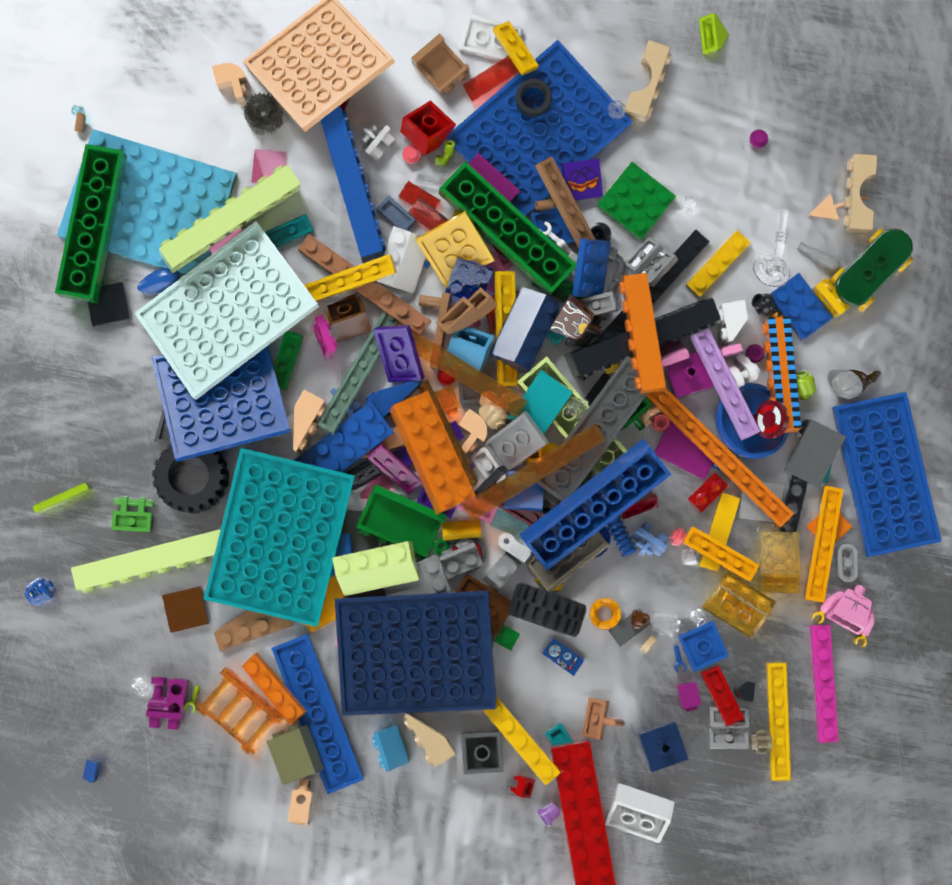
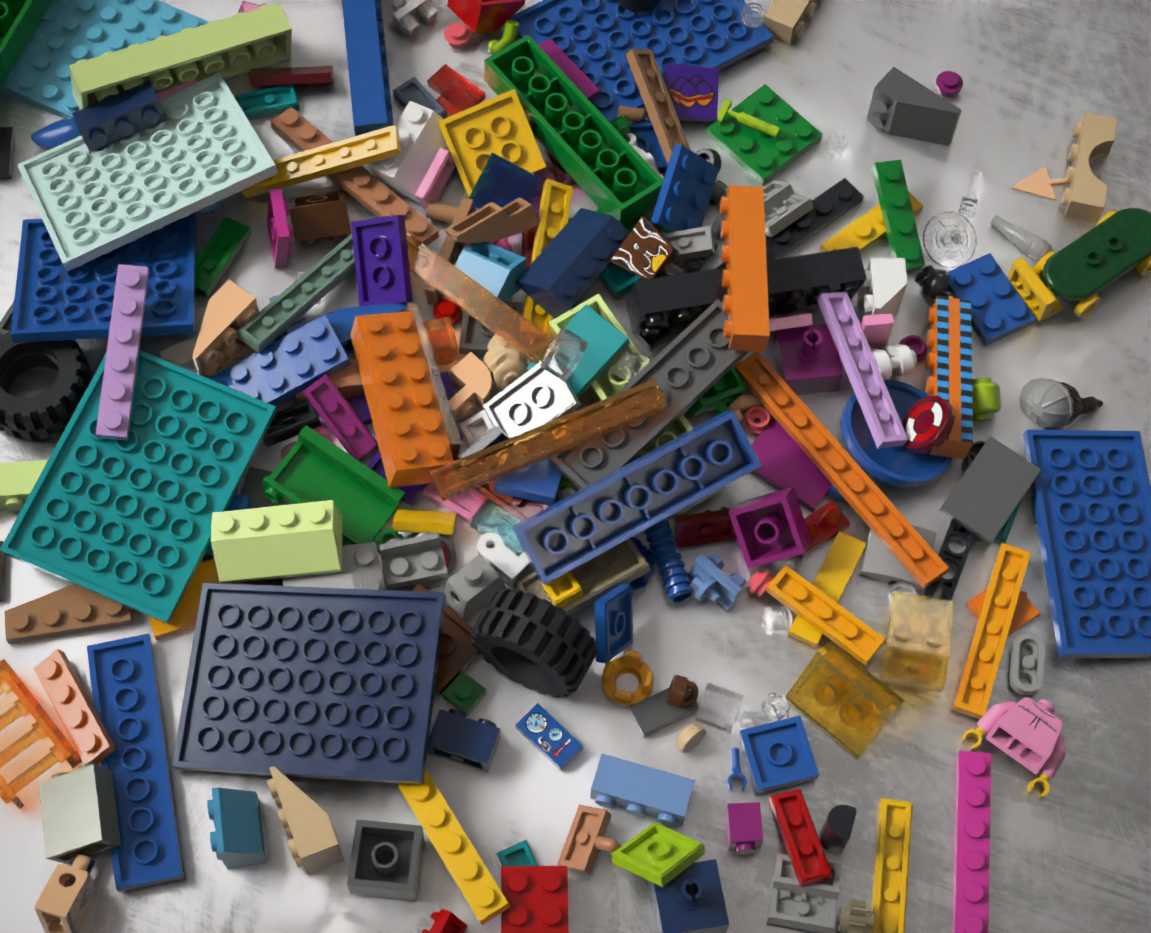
camera: 10 degrees right, 20 degrees down
(198, 271) = (119, 116): none -> dark blue brick
(249, 457) = (122, 352): none -> lavender plate
(303, 208) = (291, 76): none -> dark red tile
(420, 279) = (436, 178): none -> bright pink tile
(513, 669) = (464, 739): none -> dark blue brick
(534, 413) = (564, 354): none -> clear brick
(538, 218) = (622, 124): none -> green plate
(559, 569) = (563, 590): none -> yellow tile
(593, 584) = (613, 623): none -> blue tile
(624, 196) = (747, 120): none -> lime piece
(624, 683) = (641, 790): none -> medium blue brick
(641, 723) = (658, 854): none -> lime tile
(680, 505) = (770, 527): none -> magenta brick
(733, 171) = (912, 110): none -> dark grey slope
(735, 256) = (898, 213): none -> green plate

